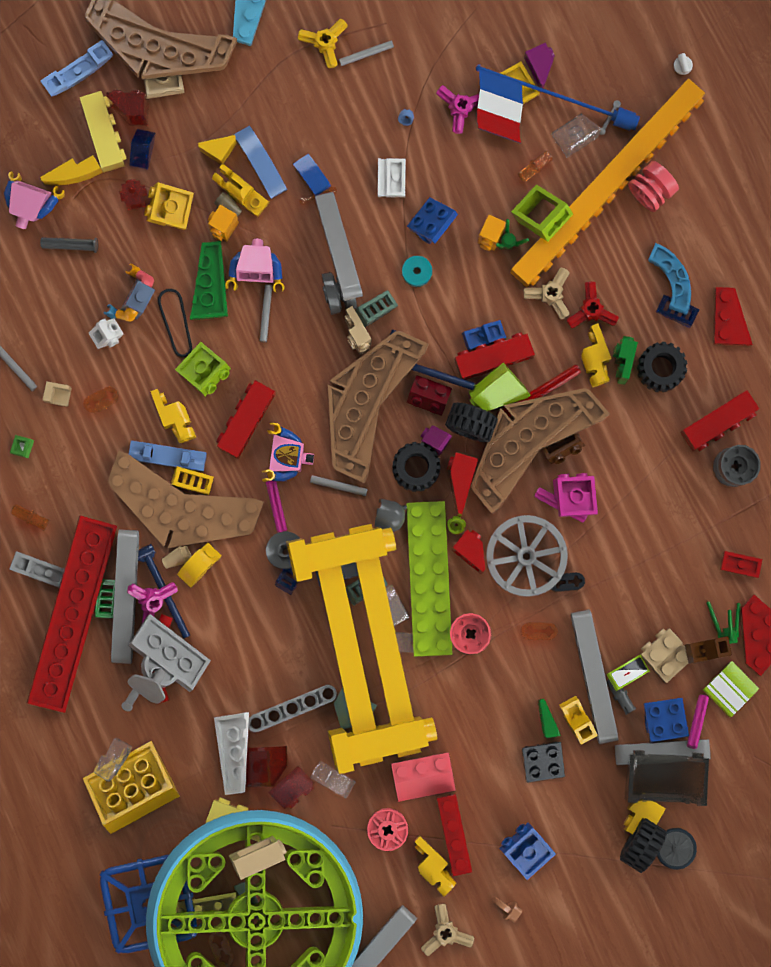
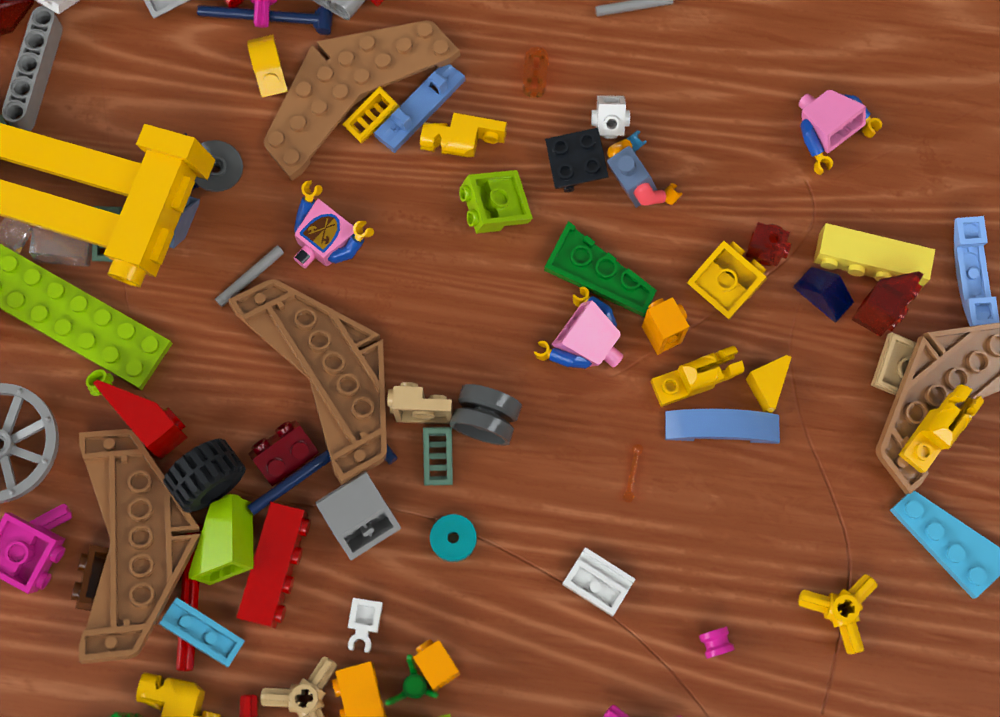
camera: 125 degrees right, 10 degrees down
(57, 394) = (575, 28): tan panel -> none
(70, 244) = (748, 143): dark grey axle -> none
(72, 173) = (840, 192): yellow slope -> none
(147, 336) = (576, 159): none -> black hinge
(166, 324) = (574, 220): black piece -> none
(177, 557) = (293, 49): tan cone -> none
(192, 38) = (940, 428): none -> yellow plate
(227, 201) = (686, 350): dark tan cone -> none
(246, 419) = (401, 214): red brick -> none
(265, 313) = (519, 317): light grey bar -> none
(276, 506) = (271, 188): dark pink axle -> none
(312, 174) = (665, 479): blue slope -> none
(338, 246) = (540, 443): light grey beam -> none
(366, 53) = (794, 658): light grey bar -> none
(385, 96) = (716, 642): none -> dark pink wheel
(390, 515) = (165, 308): dark grey helmet -> none
(402, 117) = (671, 654): medium blue hinge -> none
(428, 455) = (190, 358): black tyre -> none
(432, 220) = (505, 598): blue plate -> none
(436, 439) = (217, 420): magenta slope -> none
(439, 325) = (358, 515): none -> light grey slope
(471, 550) = (52, 373): red slope -> none
(483, 335) = (312, 572): blue slope -> none
(491, 290) = (364, 618): none -> white plate
(553, 369) = (201, 632): none -> medium azure hinge

